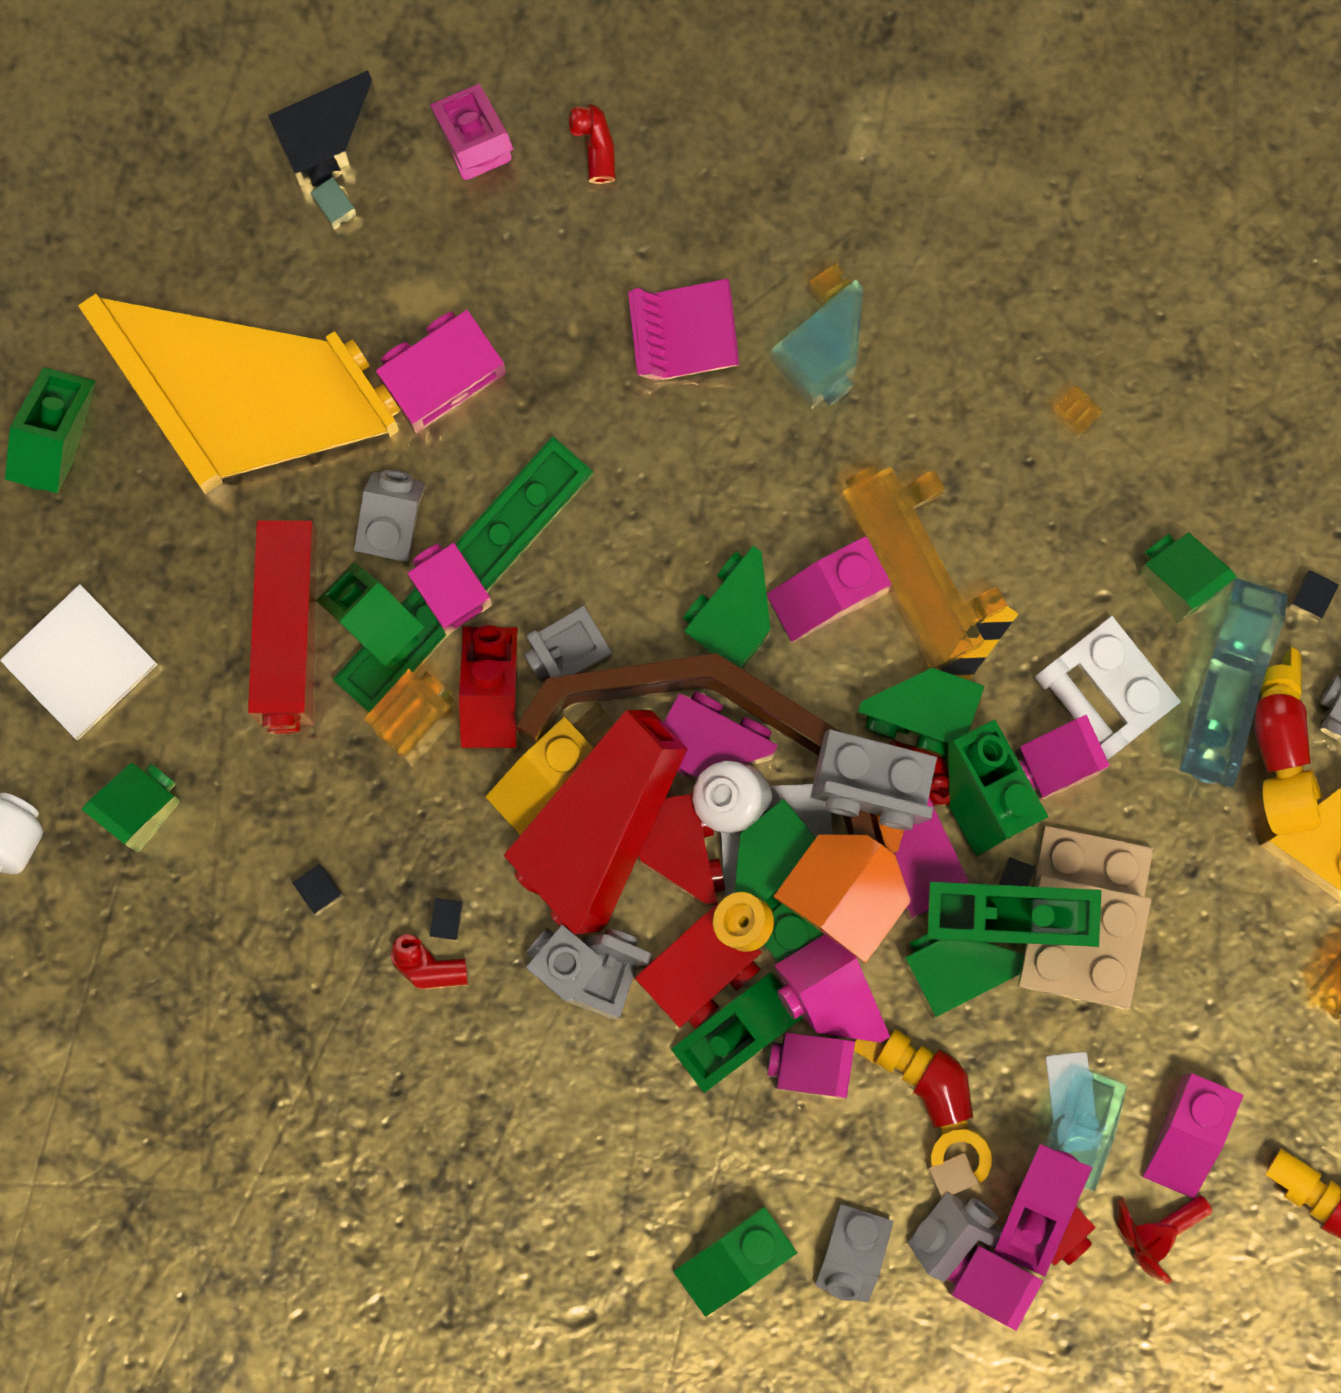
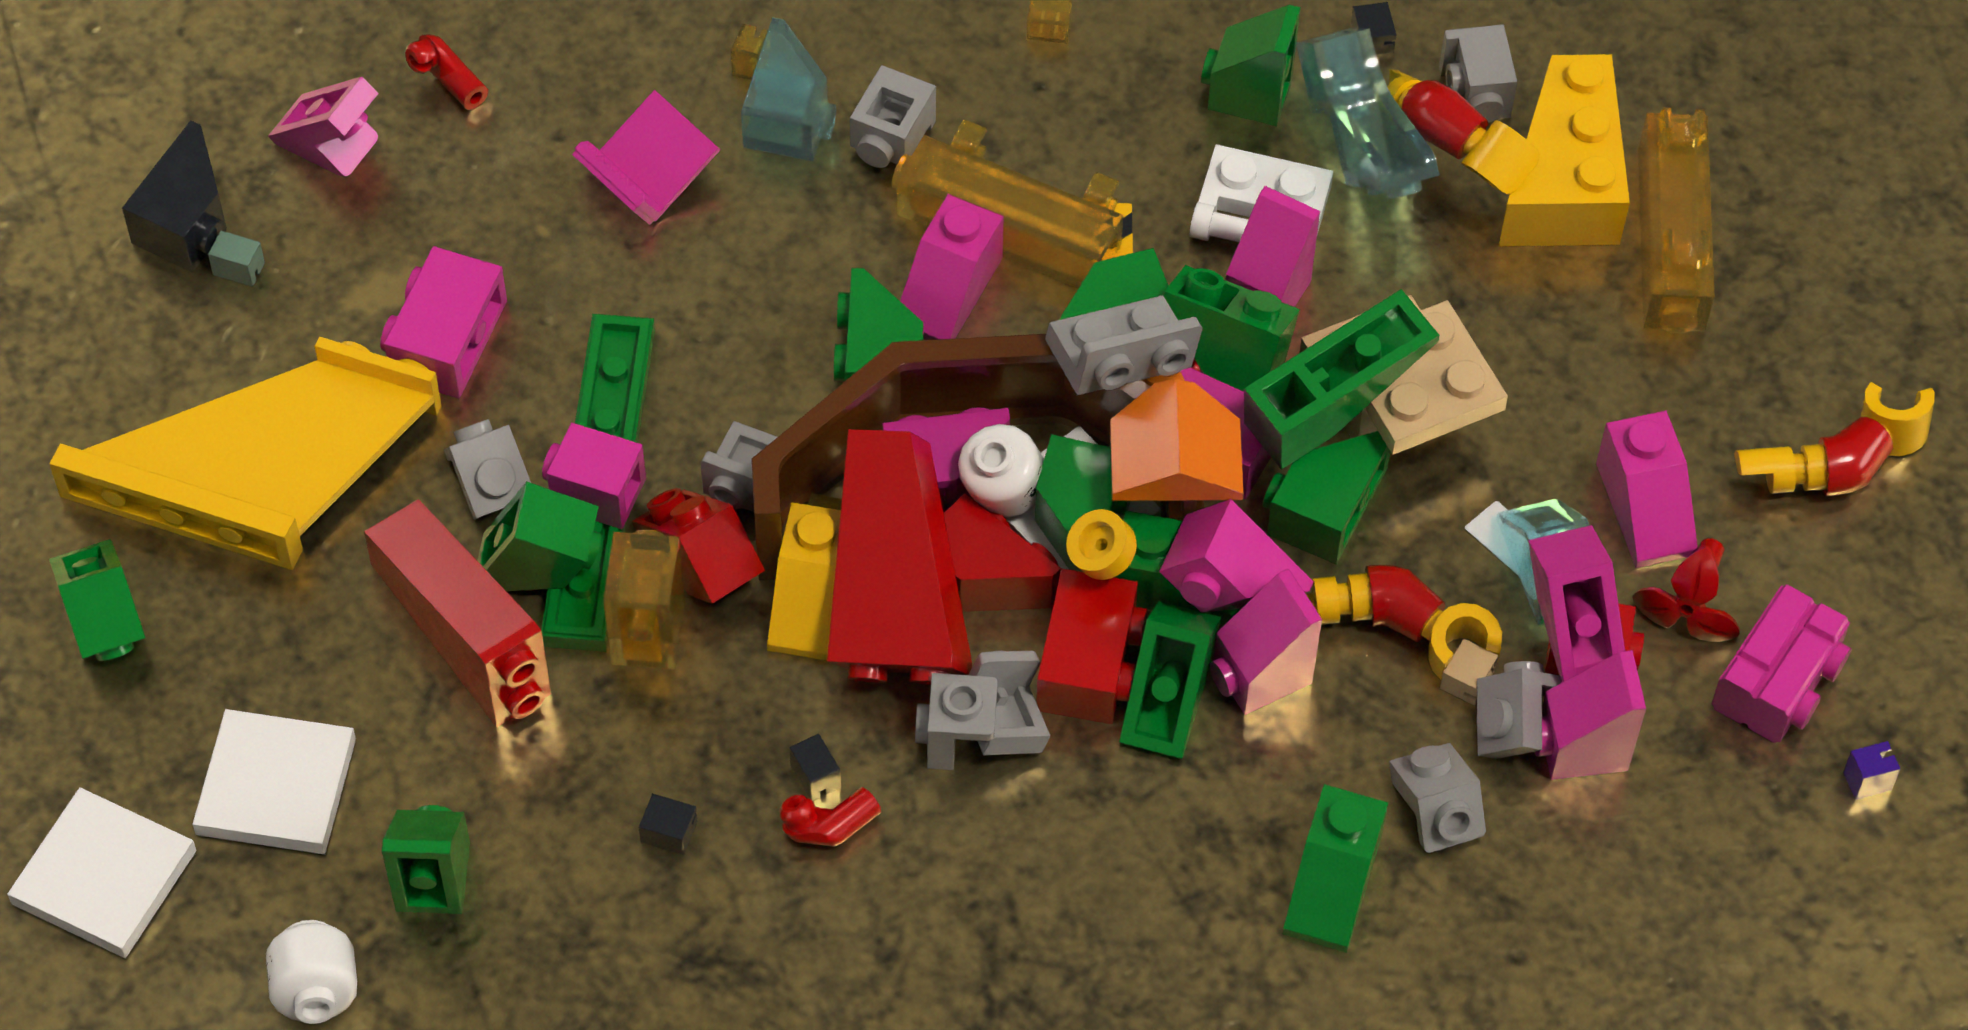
camera: 35 degrees left, 25 degrees down
(893, 407) = (892, 117): none -> light grey brick
(1172, 1337) = (1782, 663): none -> dark pink brick

